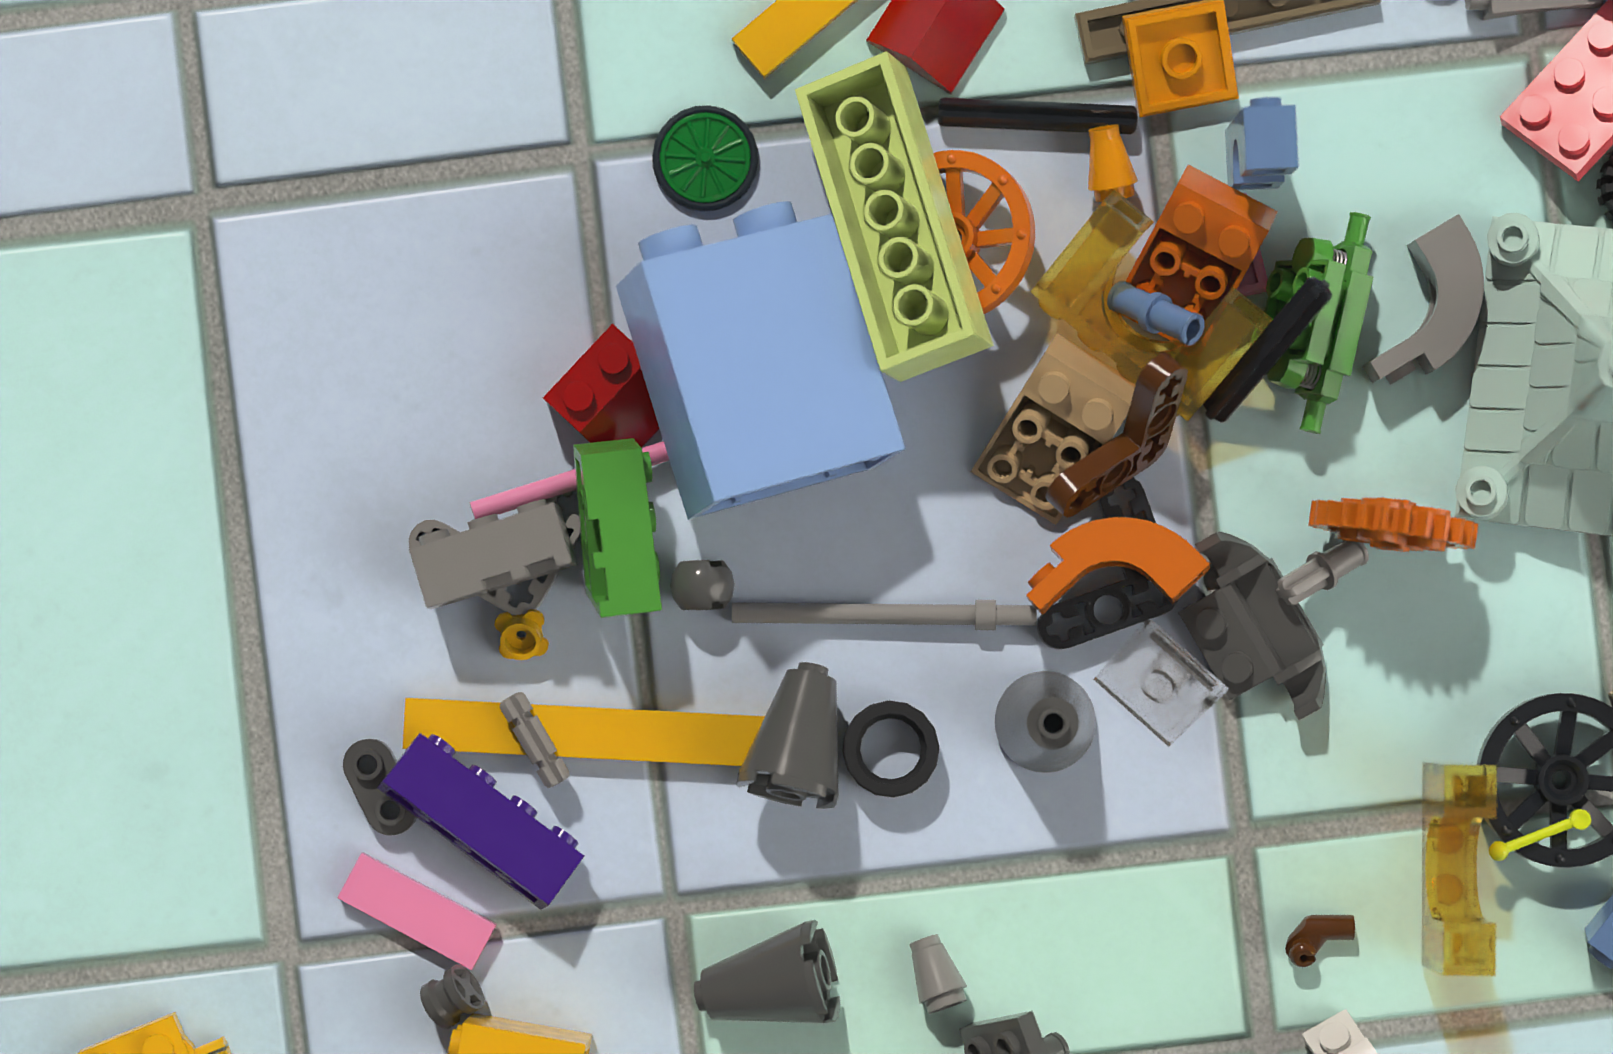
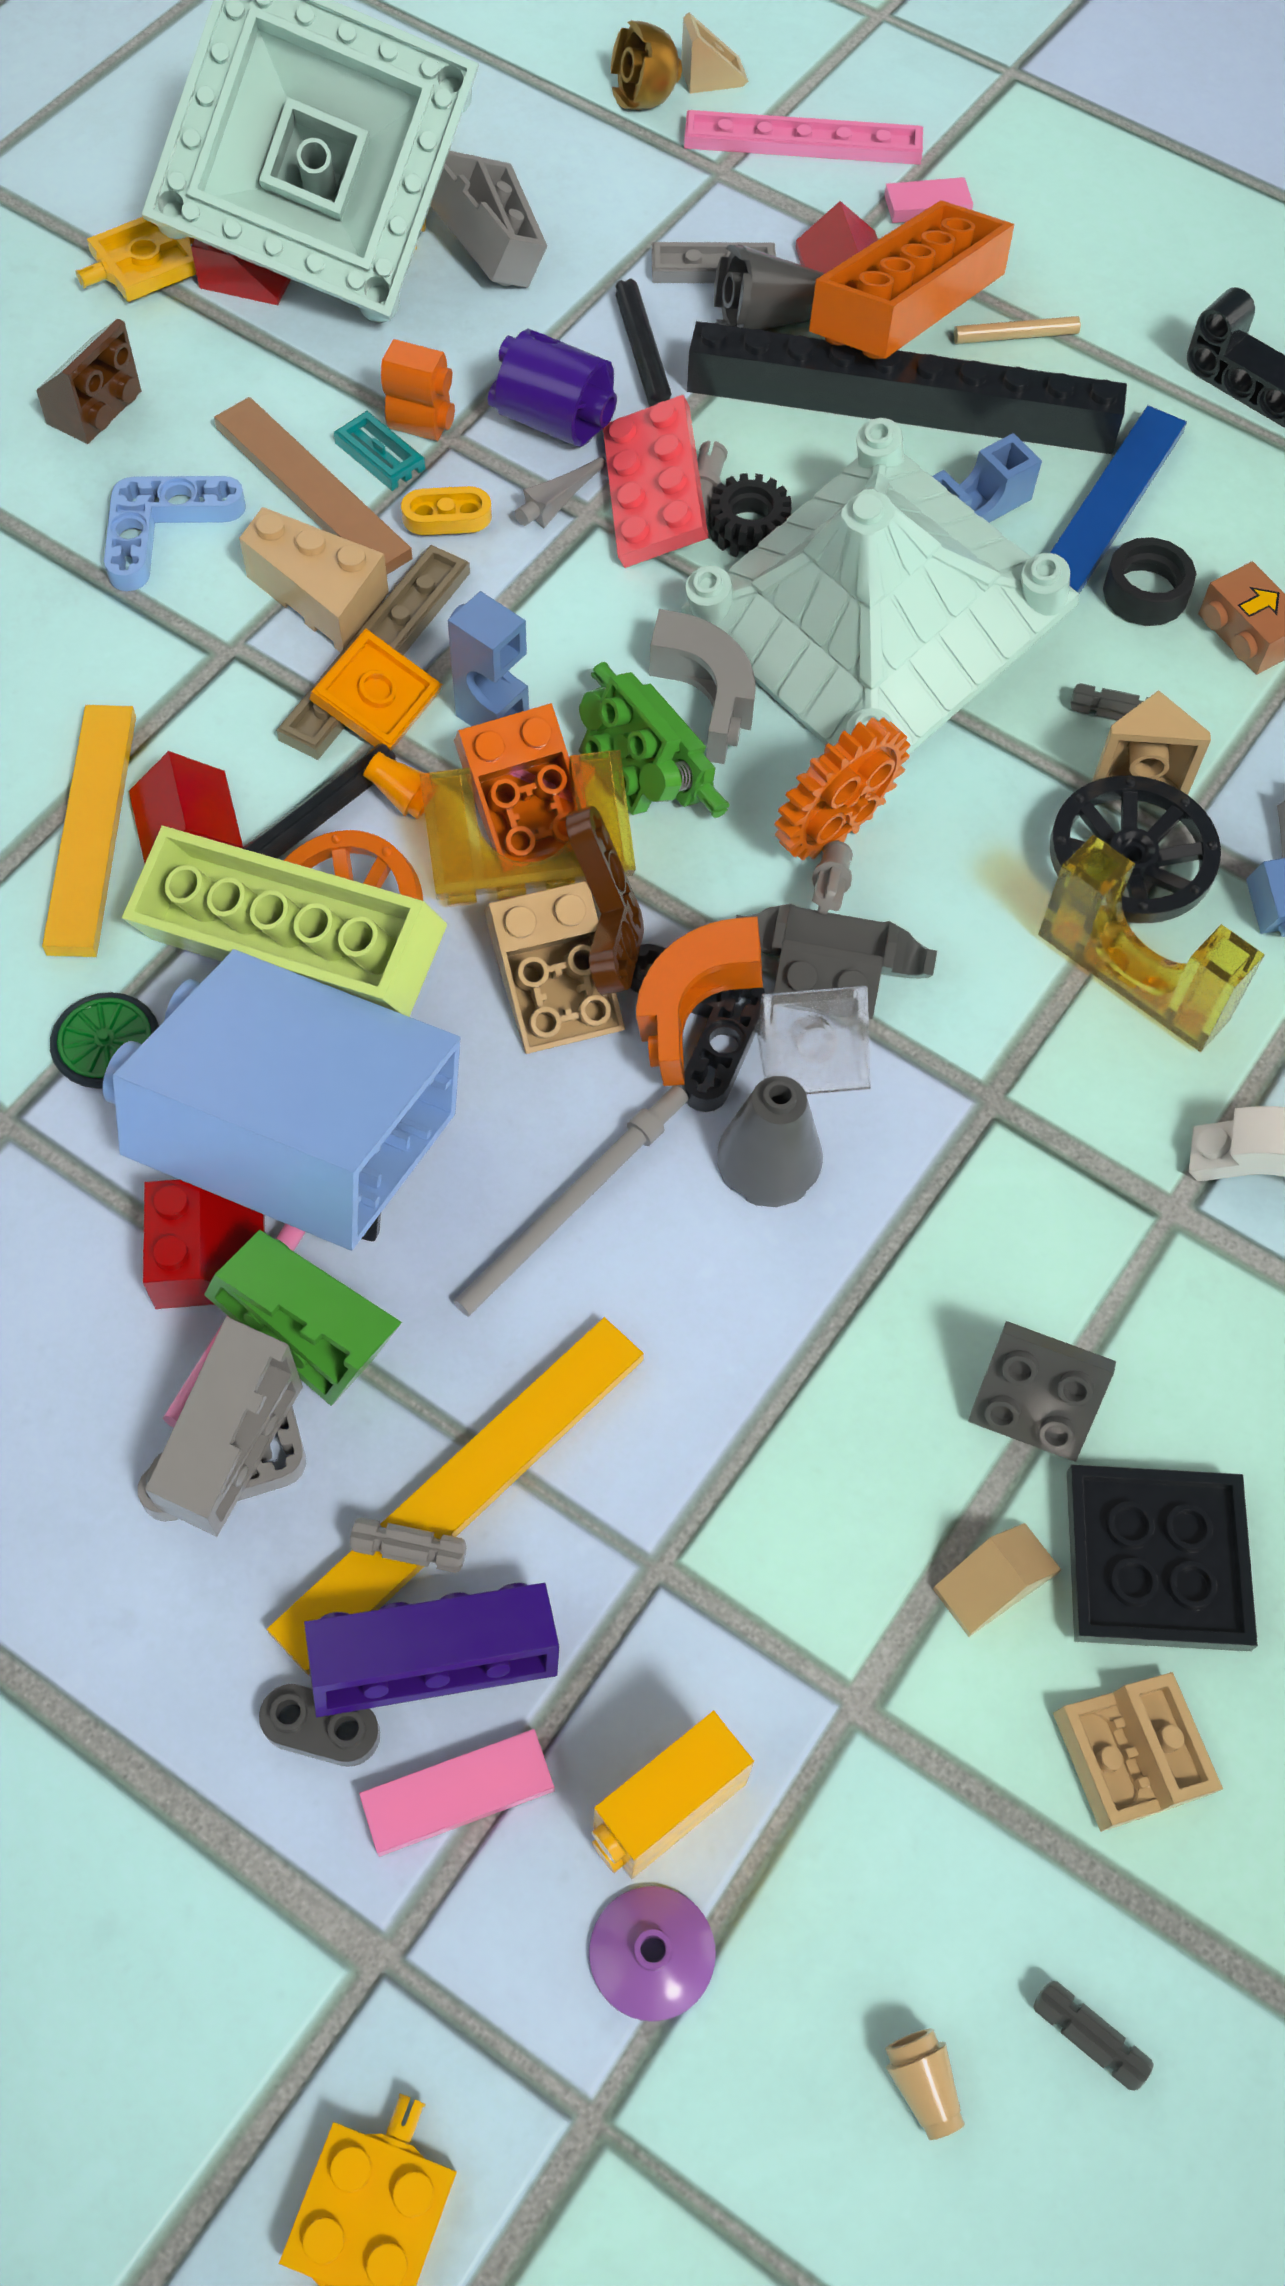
camera: 50 degrees left, 25 degrees down
(452, 996) = (561, 1824): dark grey wheel -> none
(520, 648) = (329, 1484): yellow plate -> none
(702, 585) = (418, 1302): dark grey piece -> none
(774, 980) = (797, 1525): dark grey cone -> none
(797, 742) = (617, 1331): dark grey cone -> none
(928, 753) = (685, 1239): black tyre -> none
(936, 975) = (907, 1397): light grey cone -> none
(1155, 312) = (535, 817): medium blue pin -> none
(1268, 349) = (636, 766): black axle -> none
(1313, 933) = (1111, 1103): reddish brown arm -> none
(1577, 819) = (1174, 855): neon yellow hinge -> none

